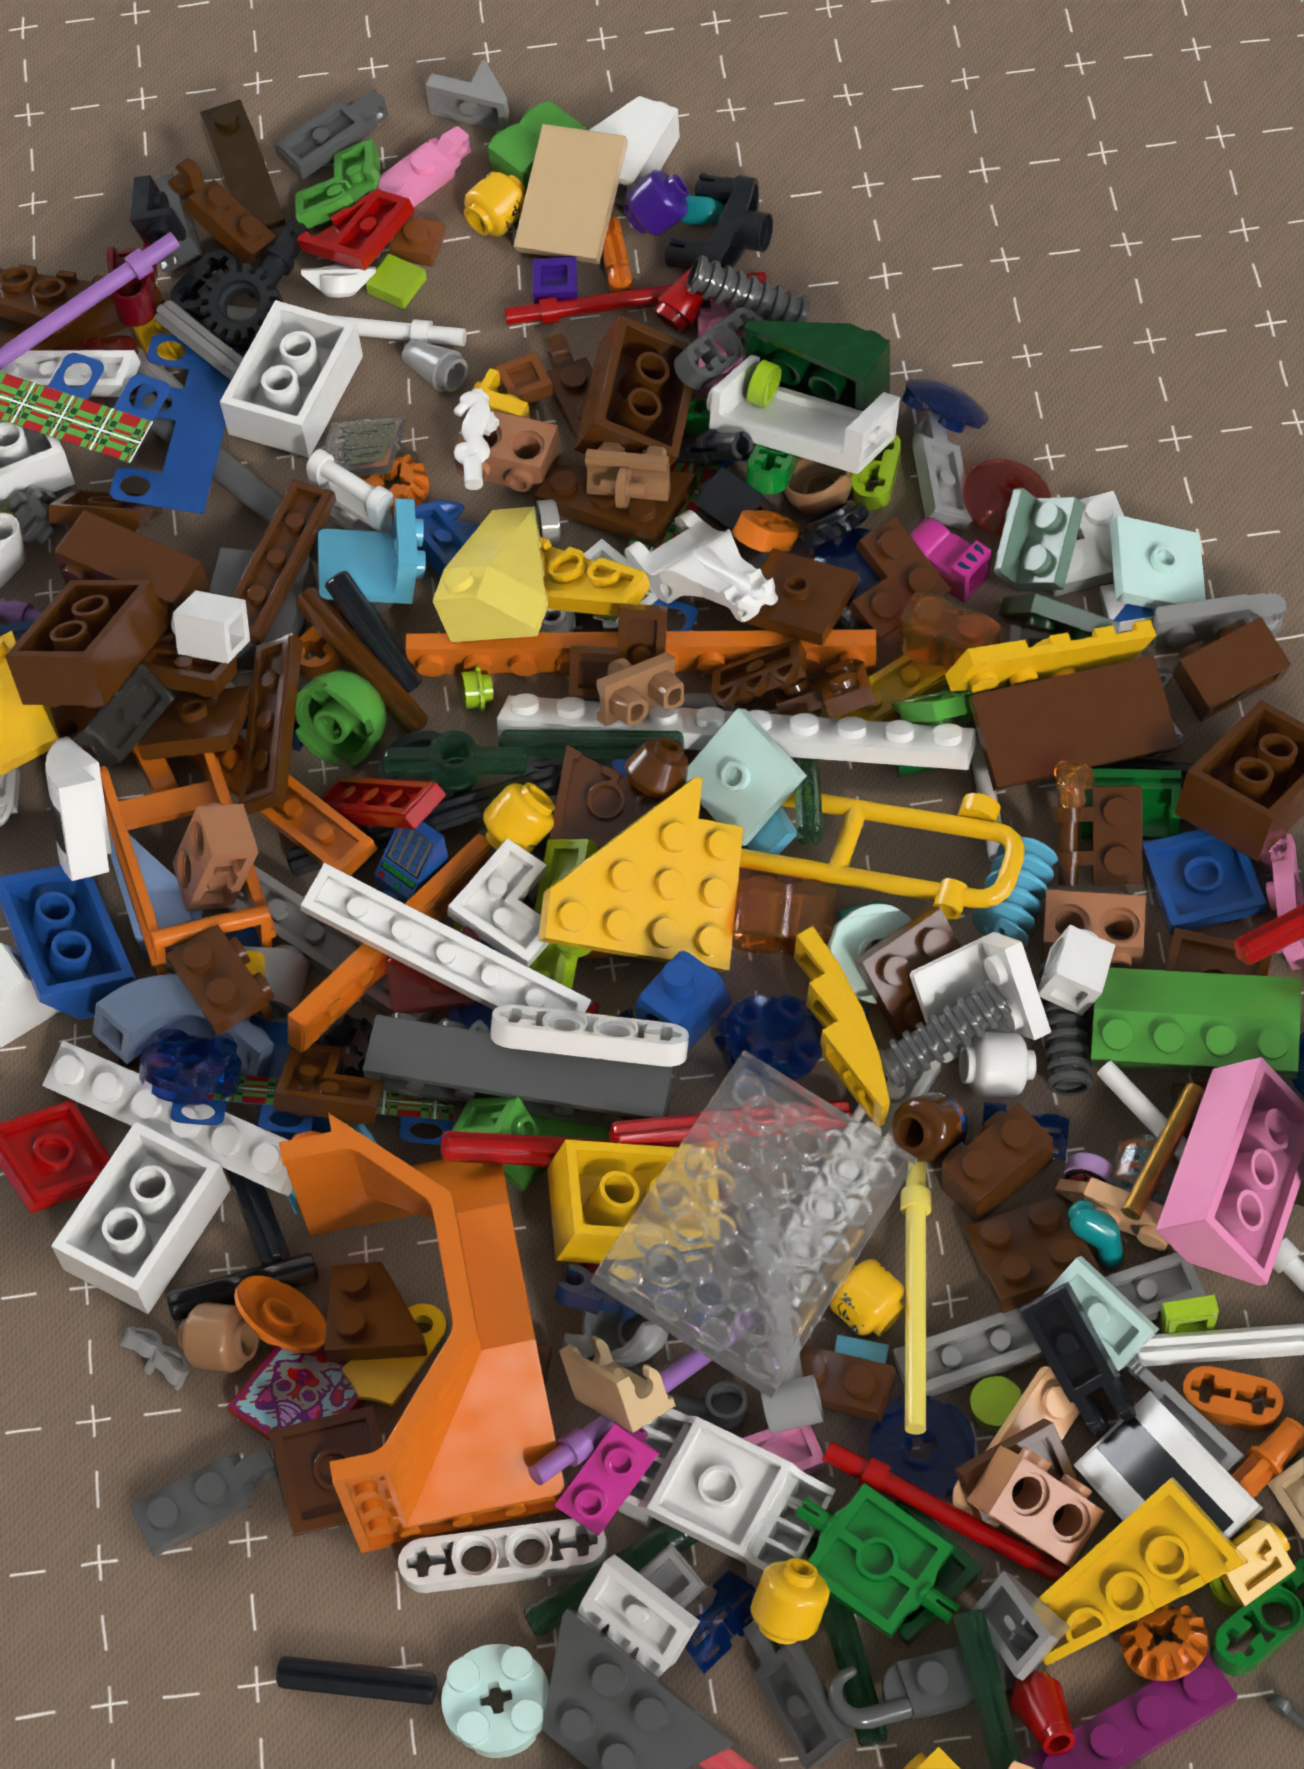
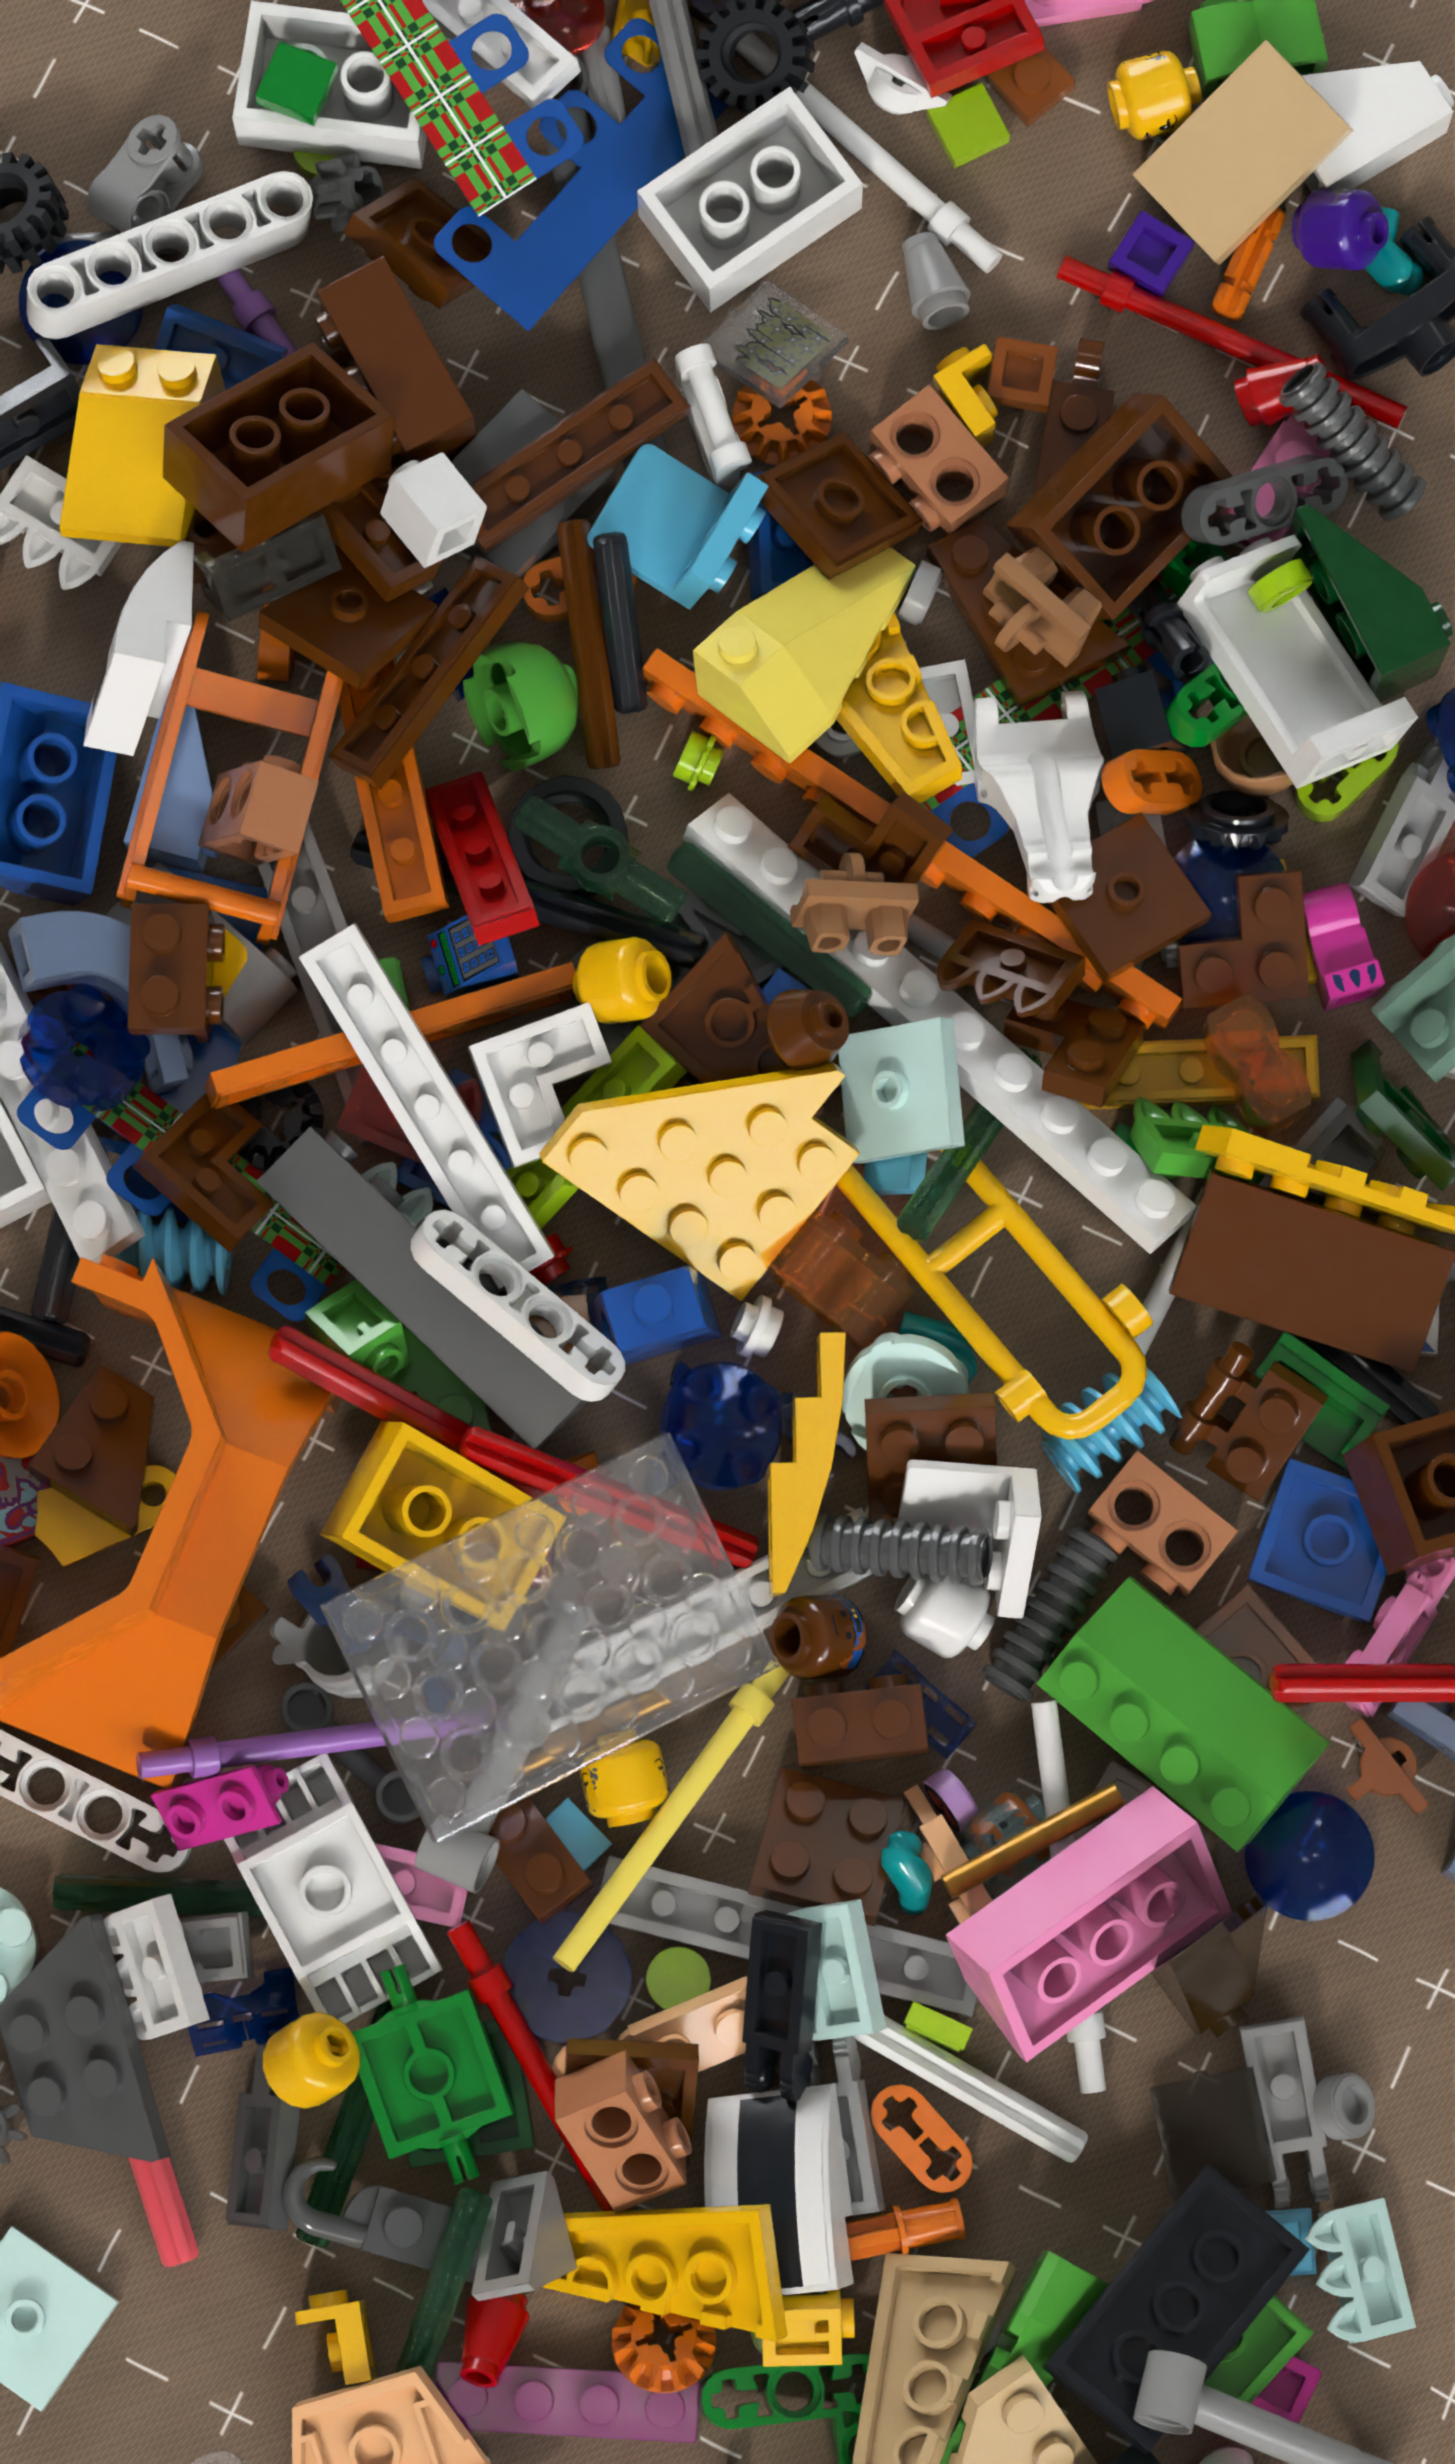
camera: 30 degrees right, 20 degrees up
(448, 503) = (837, 505): none -> reddish brown plate
(476, 424) = (916, 417): white animal -> none
(614, 1389) = (285, 1723): tan hinge -> none
(750, 975) = (756, 1327): none -> white plate
(1072, 782) = (1249, 1354): clear orange arm -> none
(1076, 970) = (1093, 1572): white brick -> none

